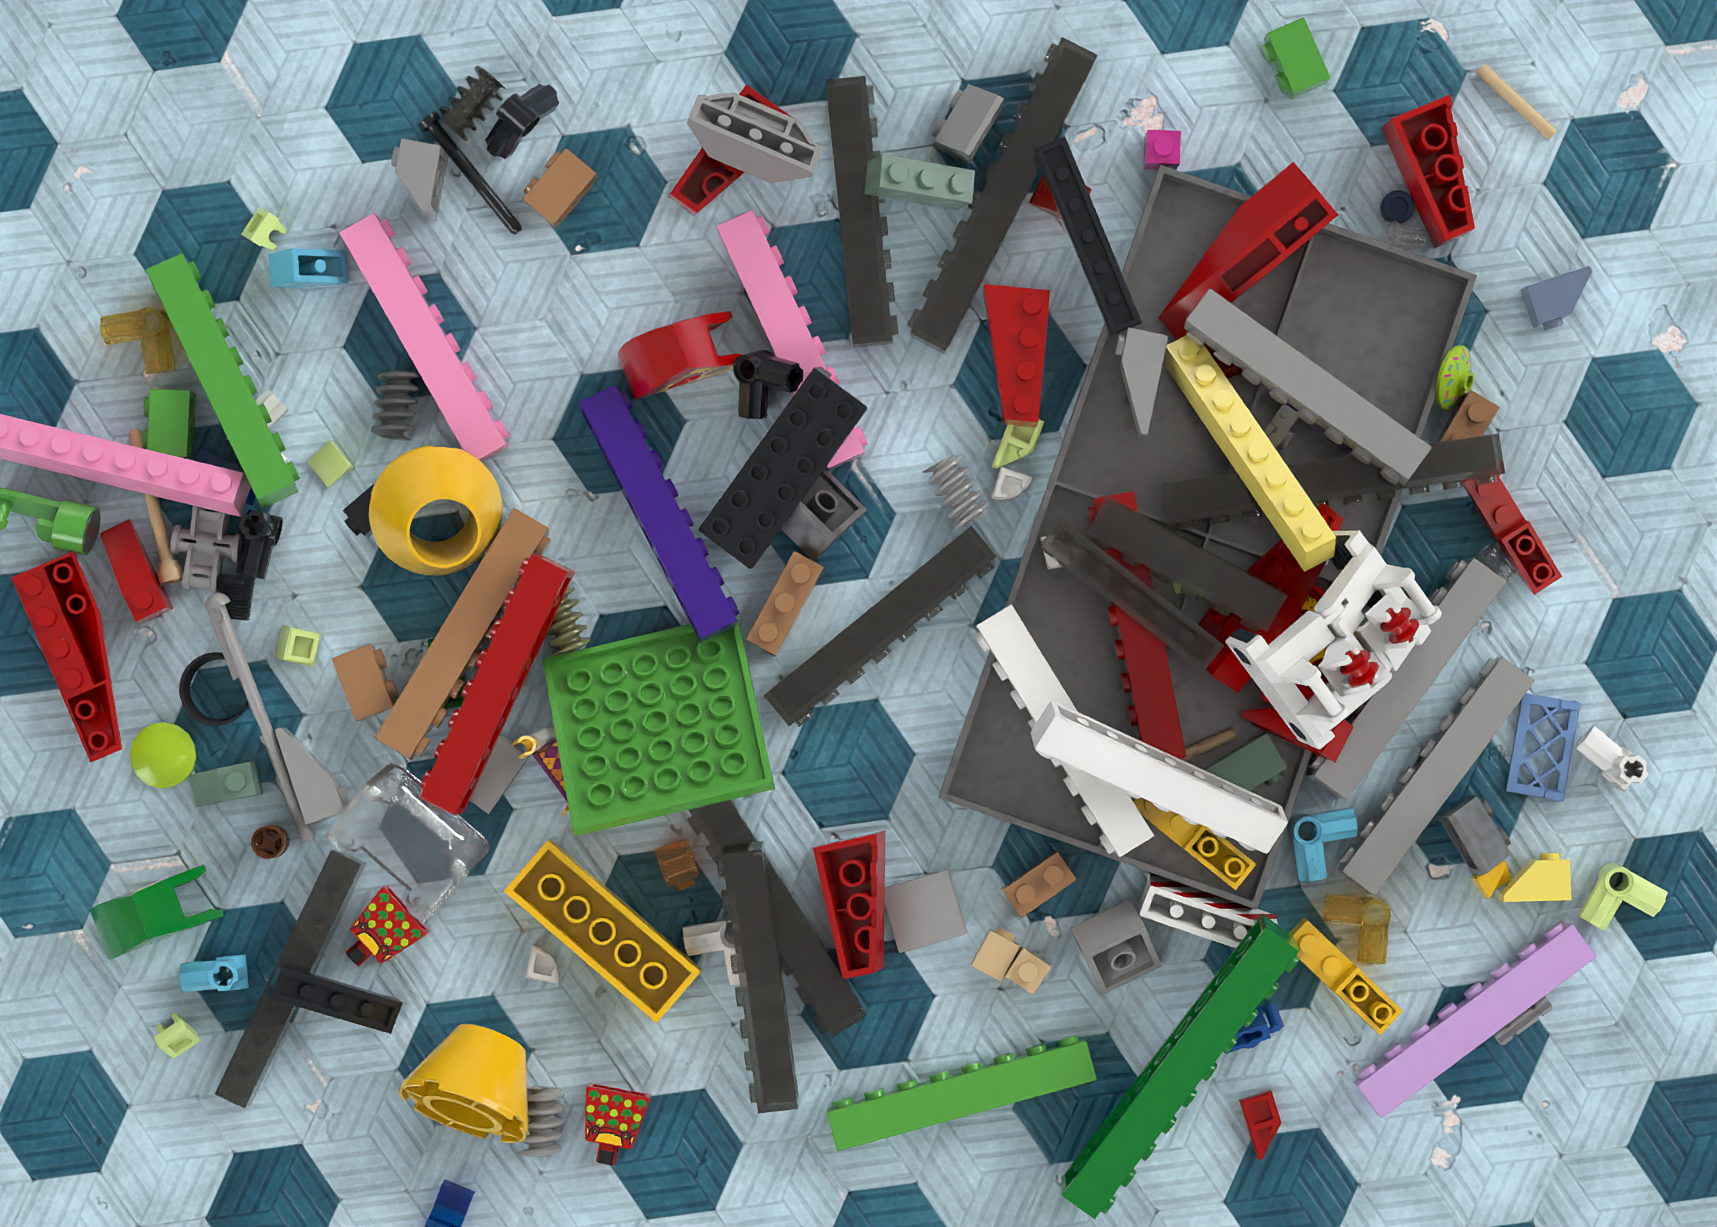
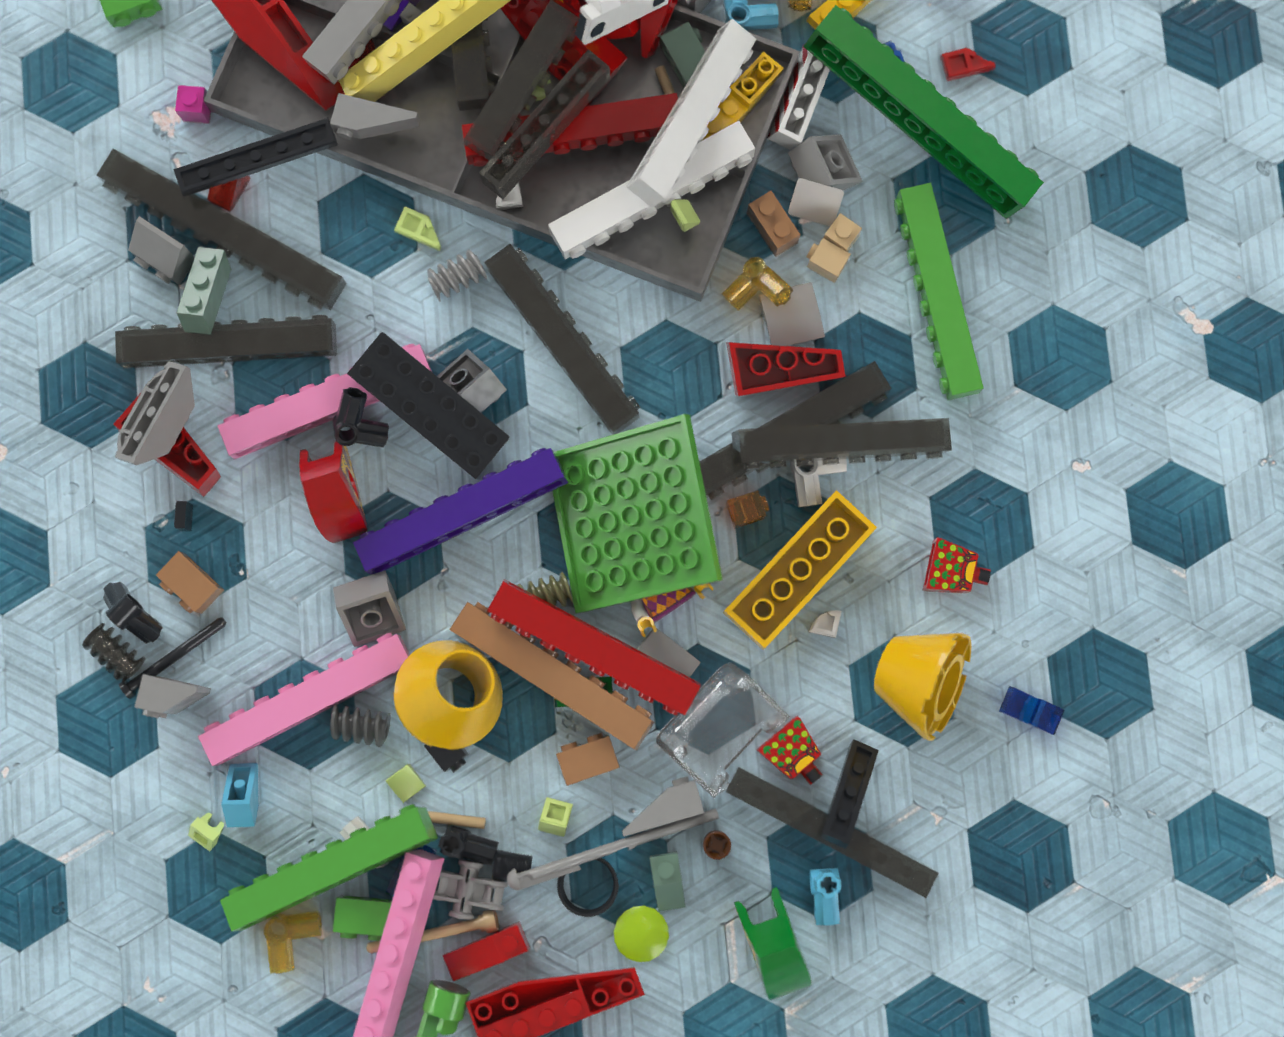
camera: 90 degrees left, 5 degrees down
(176, 1037) = (877, 929): yellowish green tile -> none
(289, 522) = (457, 820): none -> tan bar
(538, 407) = (368, 608): none -> light grey slope
(543, 1121) = (954, 623): light grey piece -> none
(641, 174) = (183, 516): none -> black tile
(785, 603) = (539, 414): medium nougat brick -> none
(957, 854) = (750, 283): none -> clear yellow piece
(1010, 484) = (453, 235): white tile -> none
(1018, 340) = (338, 220): red wedge -> none
(1037, 773) = (684, 214): none -> yellowish green slope
(1067, 936) = (815, 202): none -> white sticker

